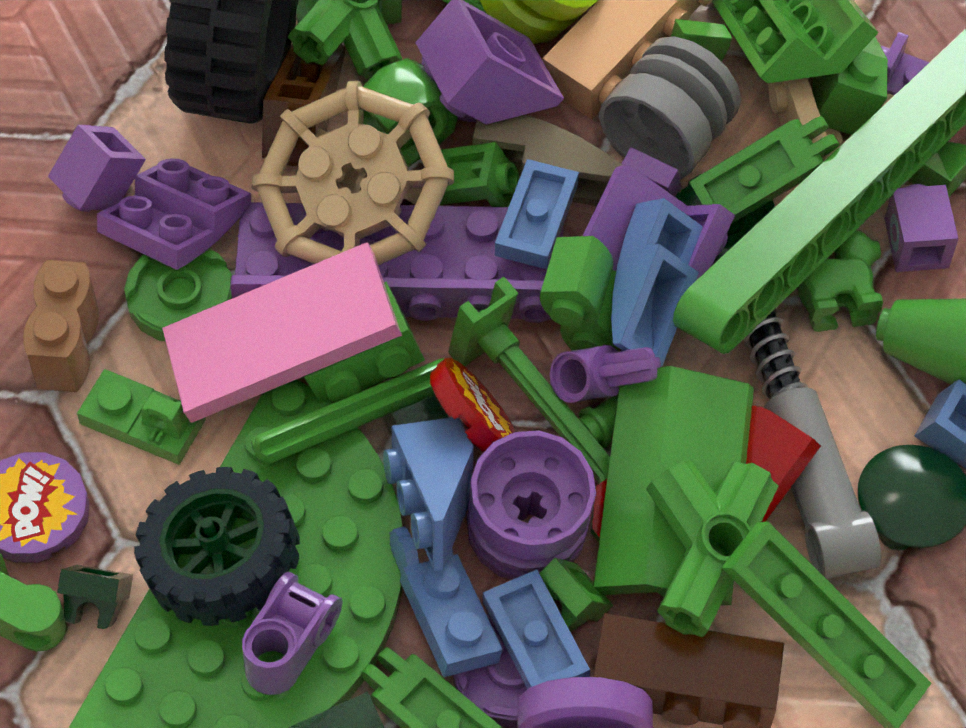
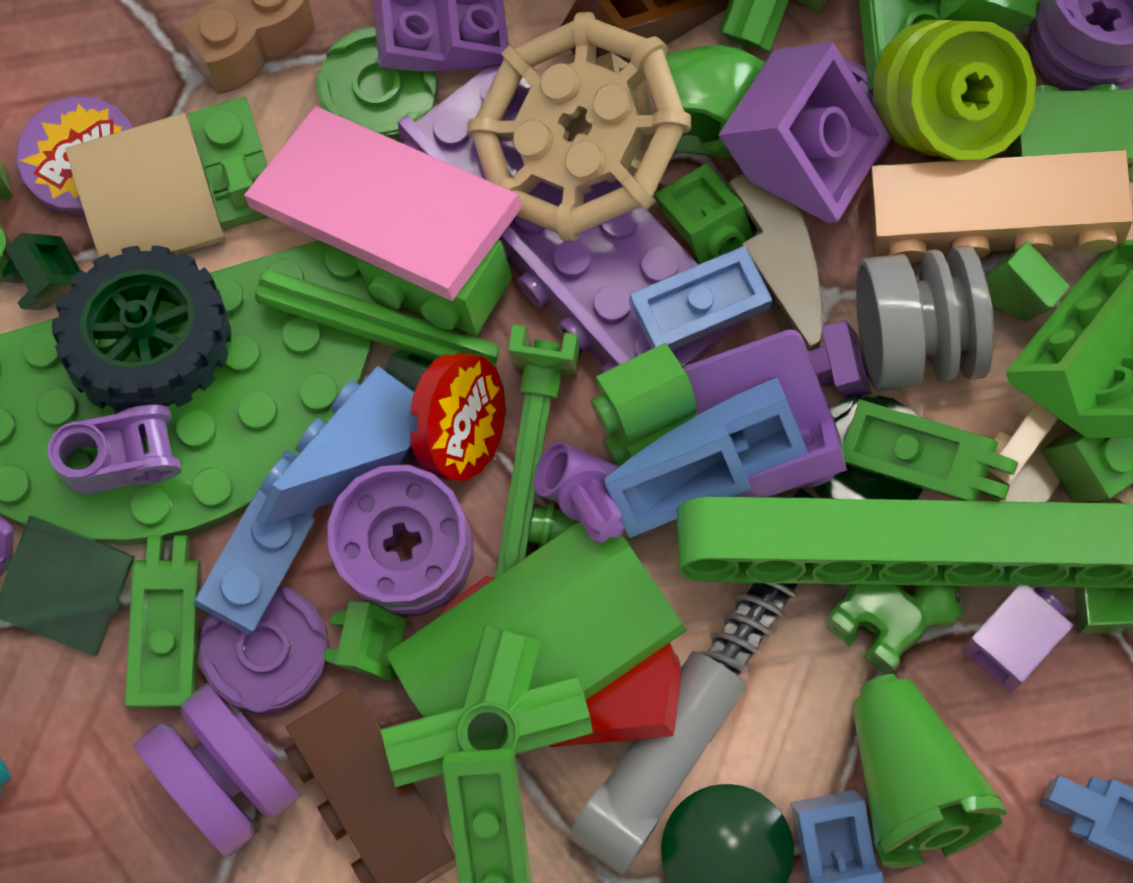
camera: 50 degrees right, 15 degrees up
(107, 477) = (146, 189): none -> tan slope
(534, 631) = (290, 646): medium blue plate -> none

